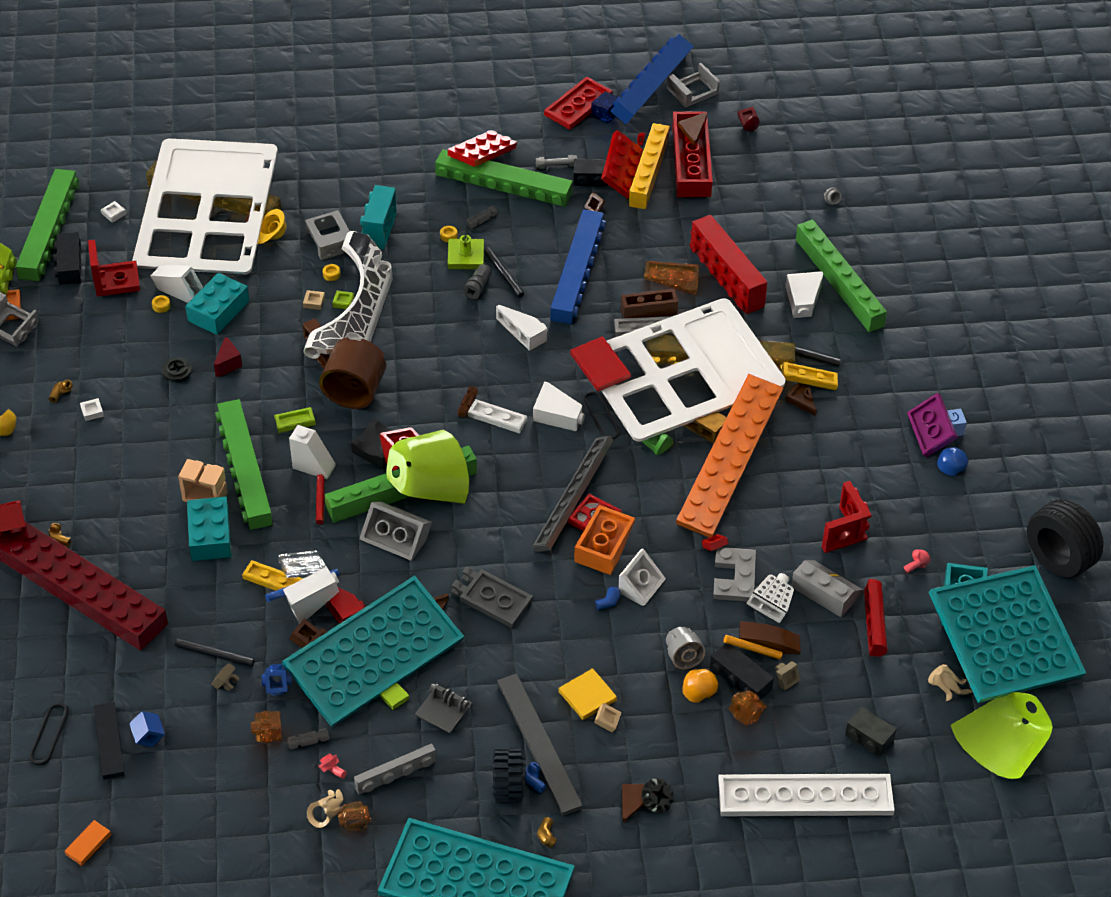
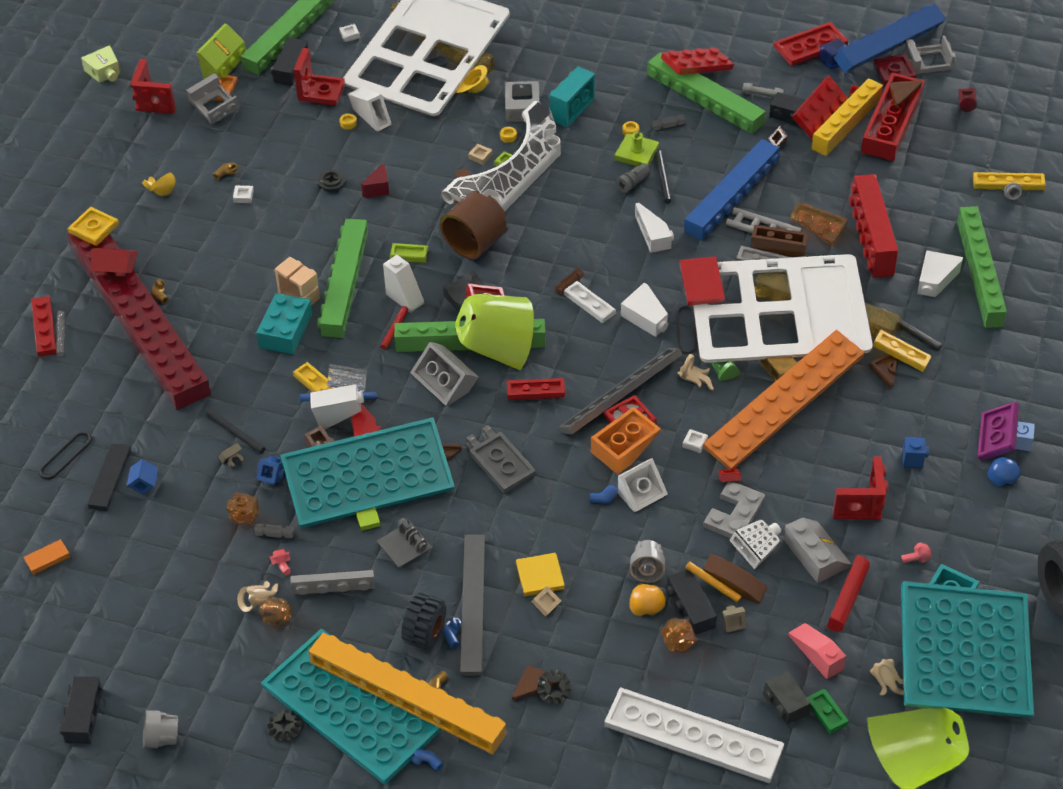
camera: 25 degrees right, 0 degrees up
(217, 303) = (393, 133): teal brick -> none
(491, 517) = (535, 389): none -> red plate
(527, 849) = (408, 693): none -> light orange brick
(615, 288) = (757, 219): none -> light grey bar
(633, 456) = (693, 374): none -> tan piece
(664, 106) = (893, 64): none -> dark red plate
(665, 520) = (694, 441): none -> white tile
(818, 188) = (1027, 181): none -> yellow tile
(868, 467) = (914, 452): none -> blue brick
(875, 677) = (819, 649): none -> coral slope
(912, 732) = (827, 711): none -> green plate

